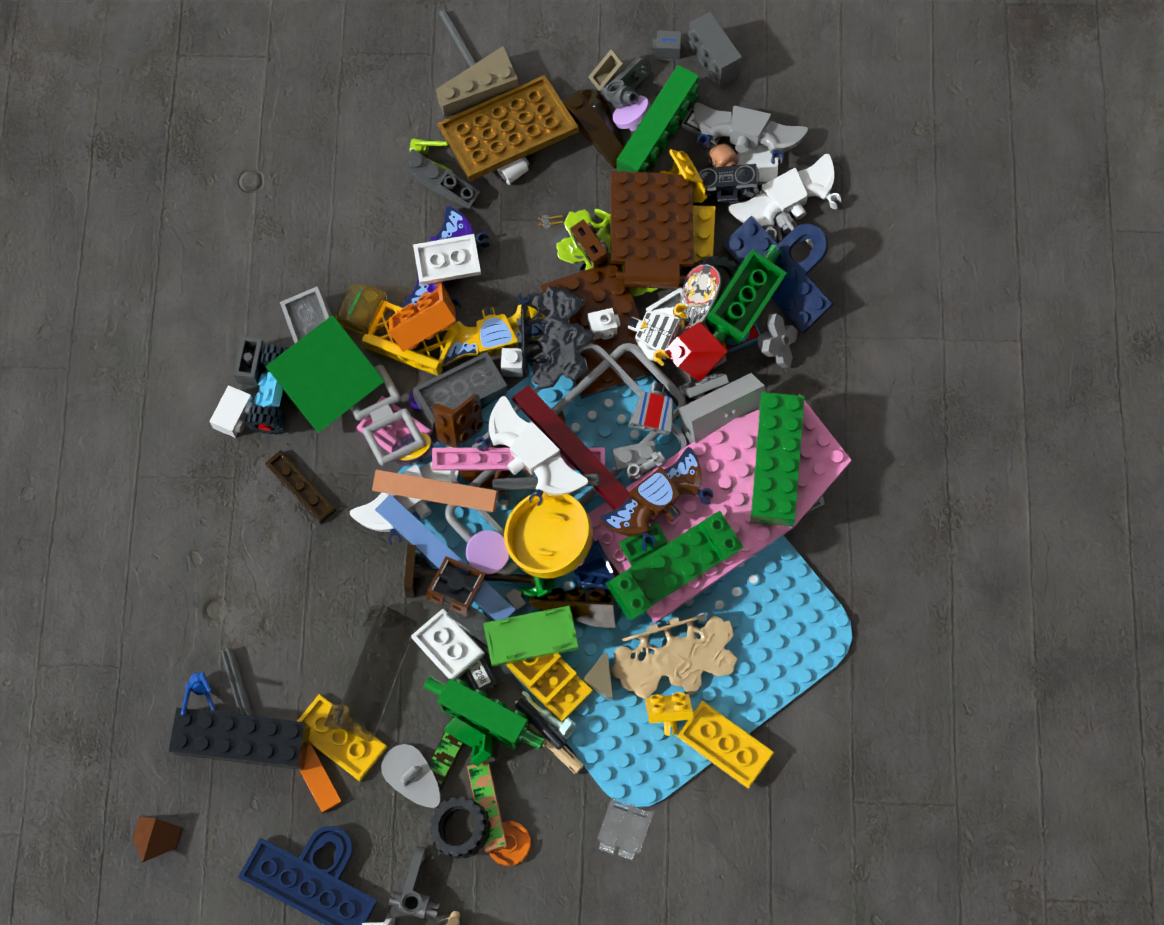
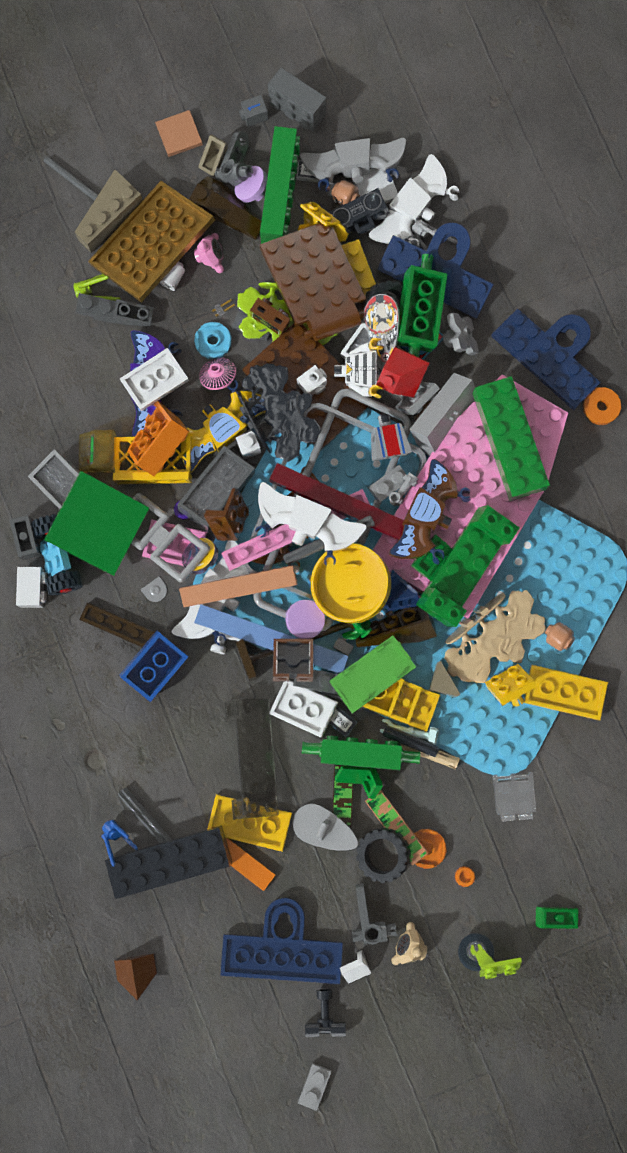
camera: 25 degrees left, 10 degrees up
(315, 537) = (153, 666): none -> blue brick
(354, 467) = (155, 590): none -> light grey piece
(391, 550) = (221, 649): none -> white piece
(514, 281) = (217, 373): none -> dish
(529, 258) = (220, 348): none -> medium azure tile
(535, 889) = (464, 876): none -> orange tile
(561, 161) = (210, 252): none -> bright pink rock
(583, 37) = (178, 133): none -> nougat tile
(743, 683) = (559, 636): none -> nougat head
(857, 401) = (547, 359): none -> dark blue plate
(898, 460) = (612, 403): none -> orange tile

